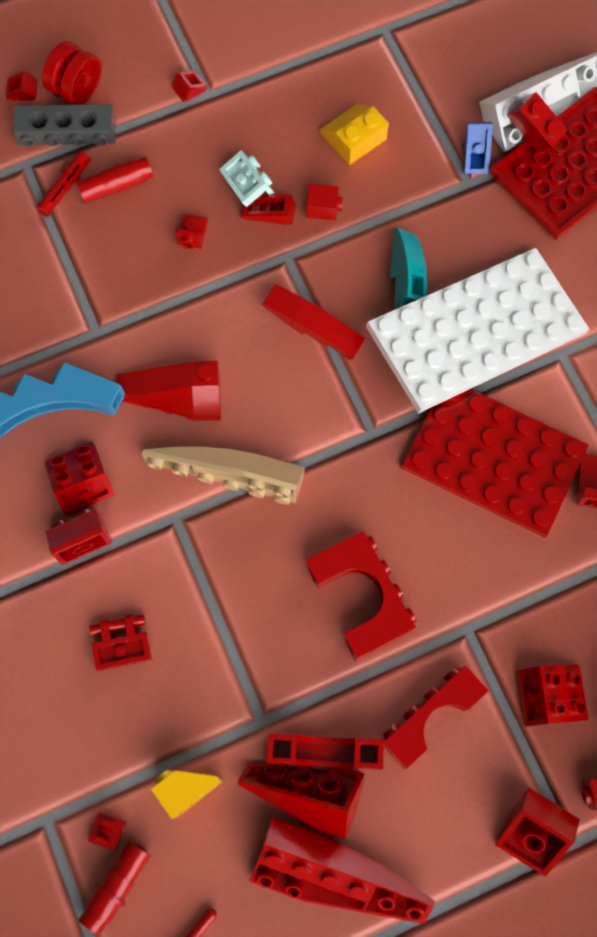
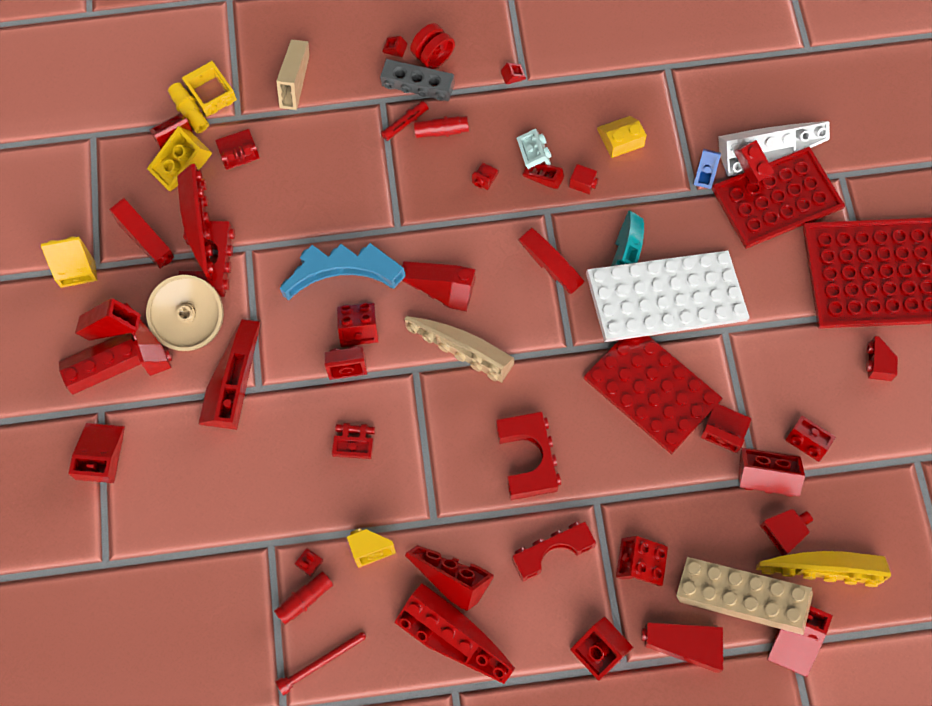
camera: 20 degrees right, 5 degrees down
(325, 751) = (482, 556): red arch -> none

